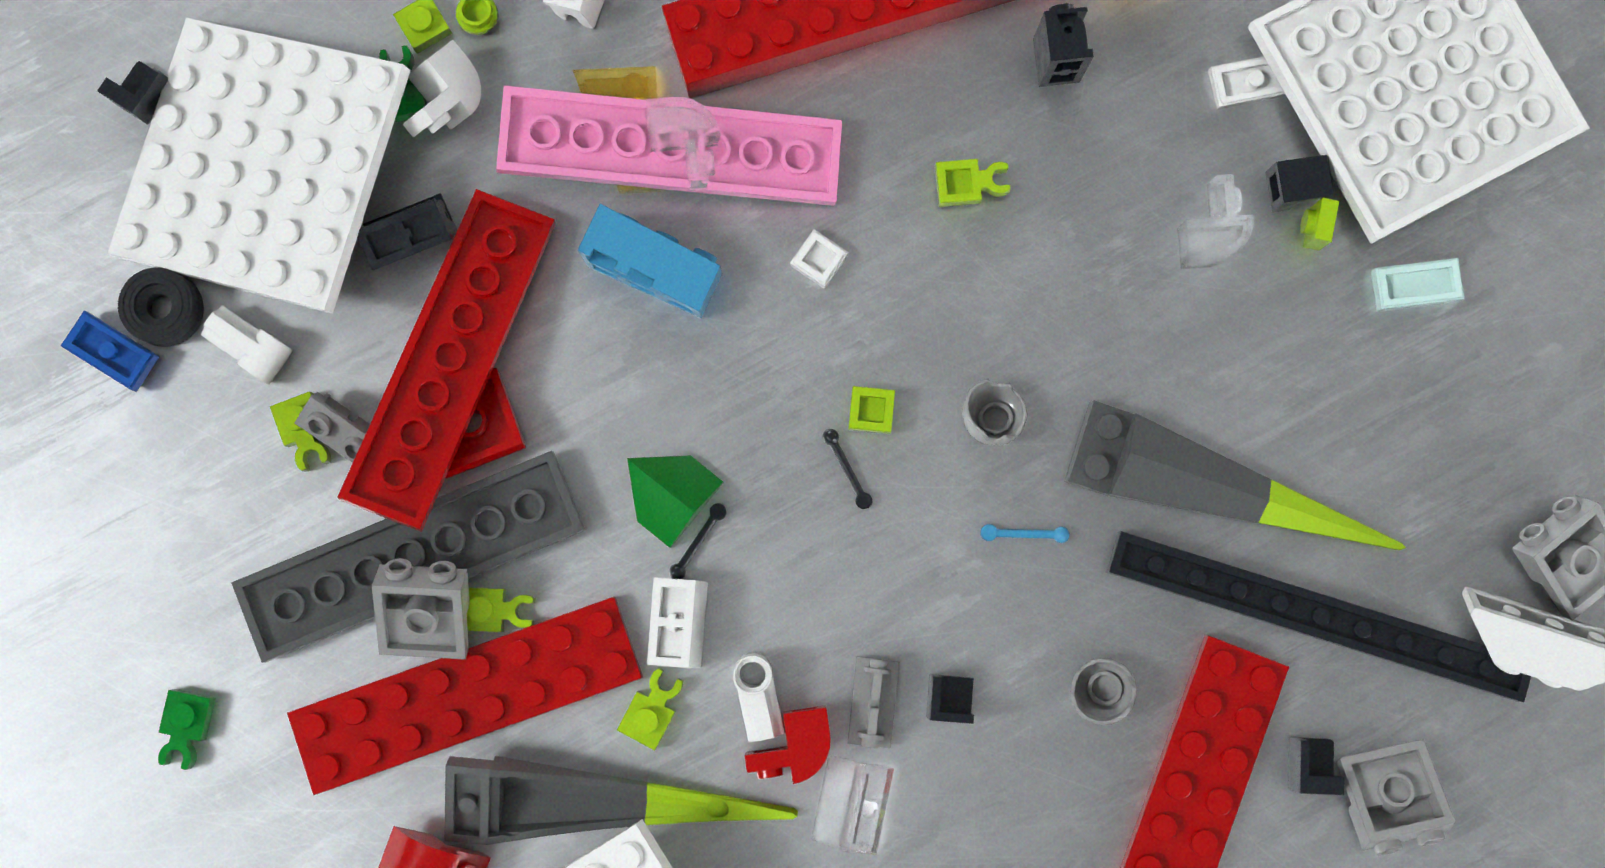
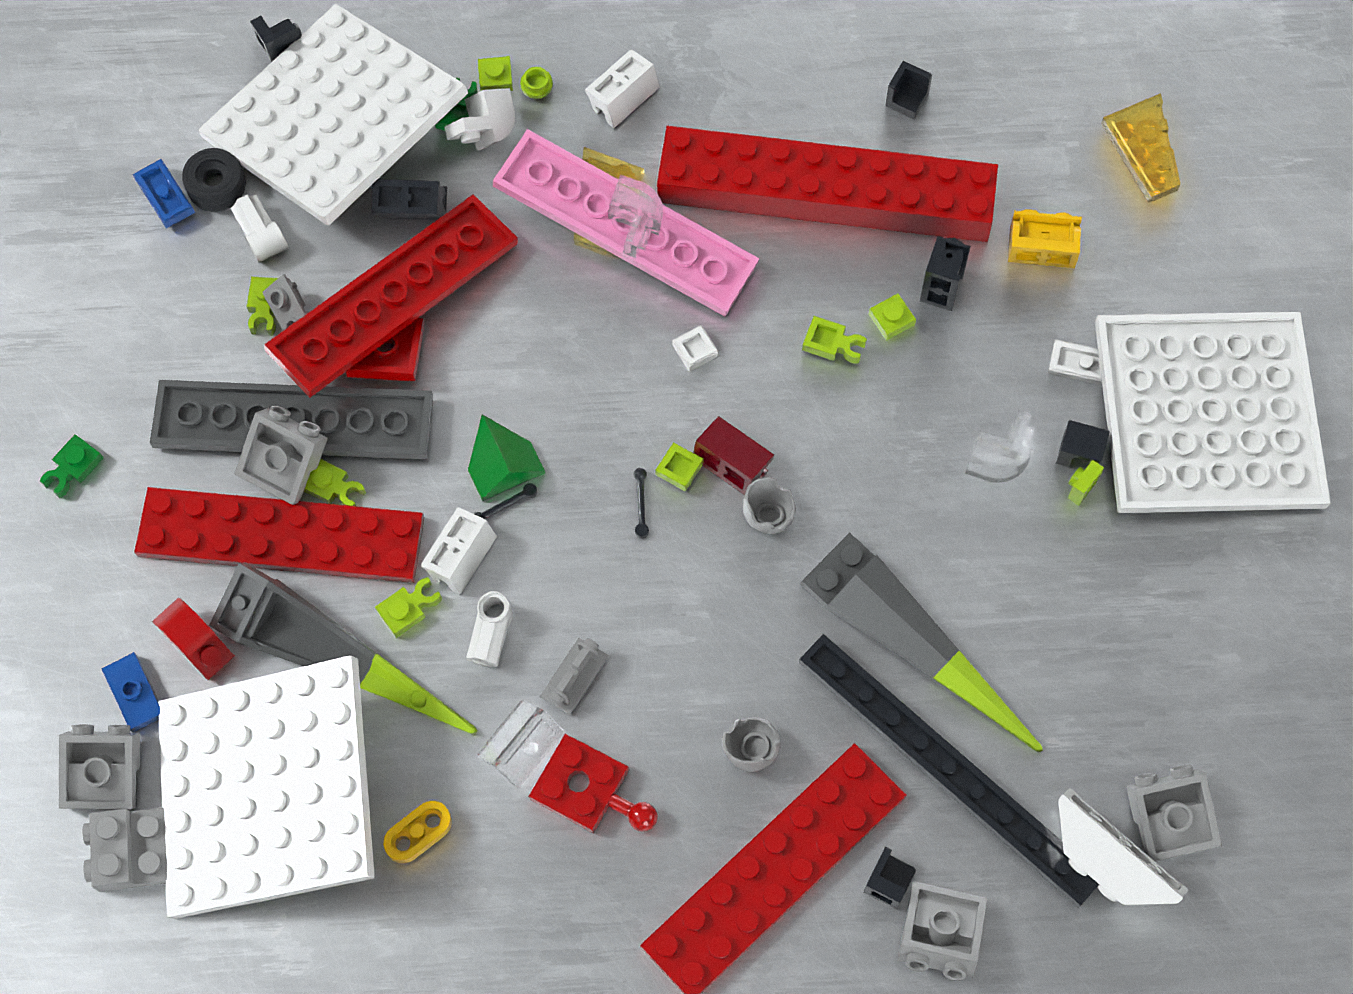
camera: 30 degrees right, 15 degrees down
(650, 261) = (569, 292): dark azure wedge -> none
(805, 751) = (505, 683): red brick -> none
(925, 370) = (732, 455): none -> dark red hinge
(950, 699) = (631, 697): black panel -> none
(962, 837) = (590, 805): none -> red plate
(990, 532) = (724, 596): dark azure hinge -> none
(1019, 120) = (892, 316): none -> lime plate
(1417, 284) = (1144, 562): light aqua tile -> none

